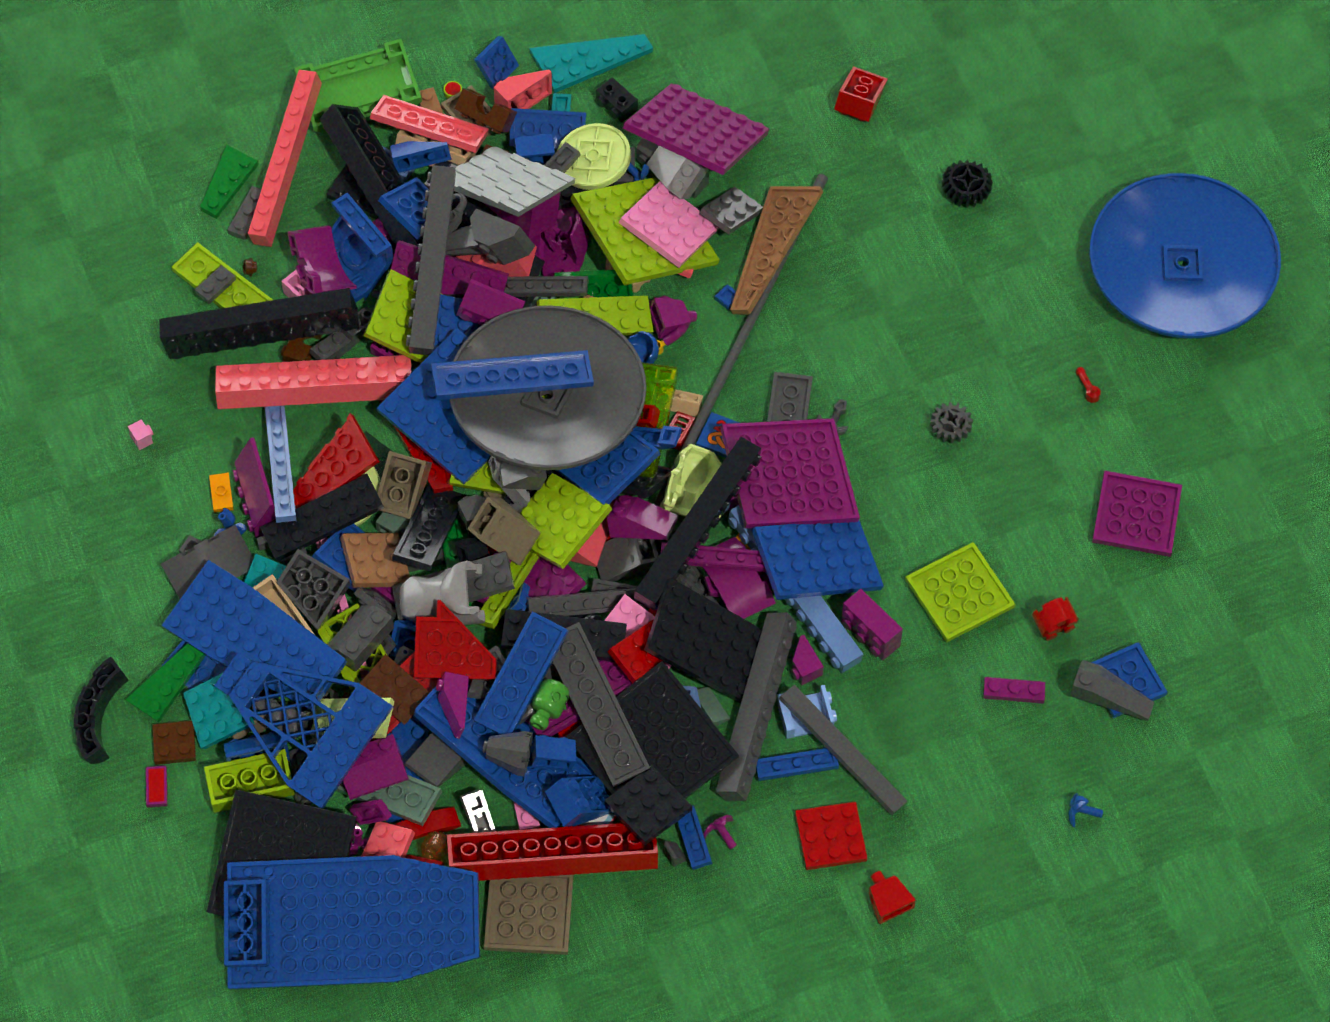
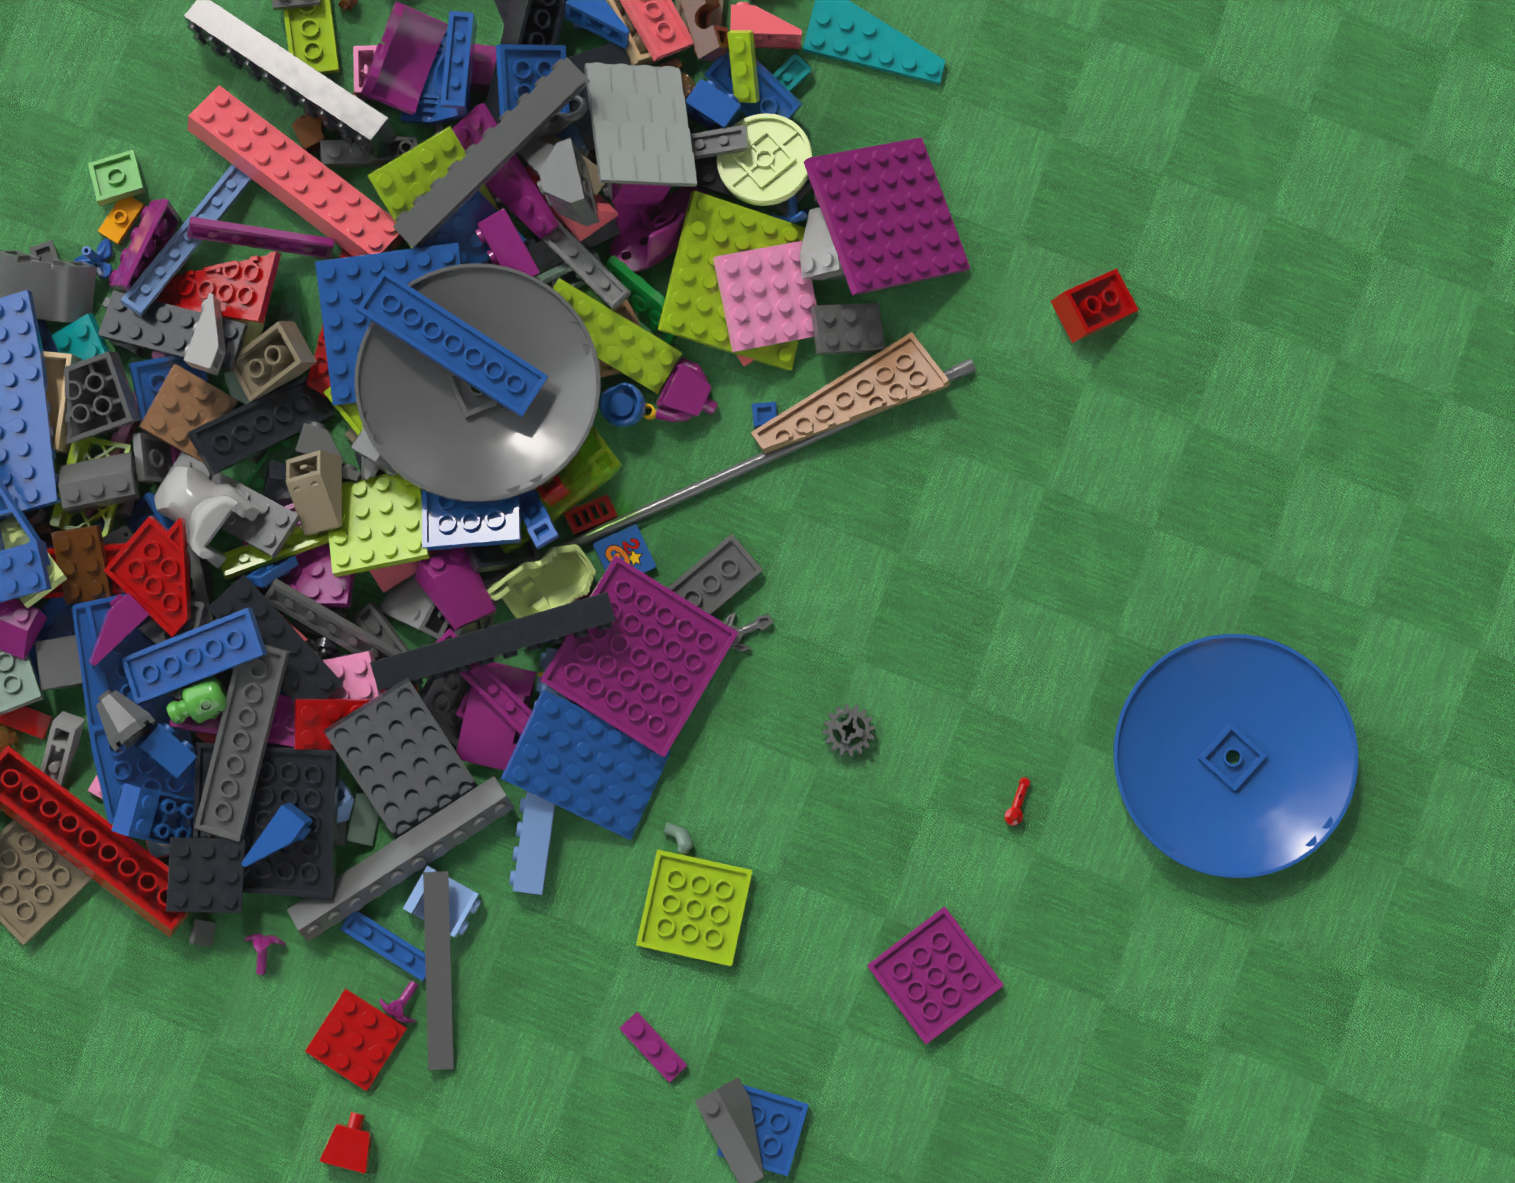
camera: 40 degrees right, 20 degrees up
(141, 434) = (98, 96): bright pink plate -> none
(197, 469) = (116, 177): none -> bright green plate
(323, 428) = (260, 237): none -> magenta tile
(356, 495) = (208, 343): none -> light grey slope
(531, 113) = (743, 66): none -> lime plate
(616, 100) = (850, 112): black brick -> none
(673, 738) = (283, 830): none -> blue slope
(686, 402) = (624, 491): tan slope -> none
(694, 840) = (230, 937): blue plate -> none
(806, 663) = (486, 853): magenta slope -> none
(840, 791) = (396, 1007): none -> magenta plant
(871, 625) = (575, 872): magenta brick -> none
(909, 559) = (682, 837): none -> sand green arm
(978, 183) = (1118, 476): black gear -> none
(1055, 617) = (752, 1015): red brick -> none

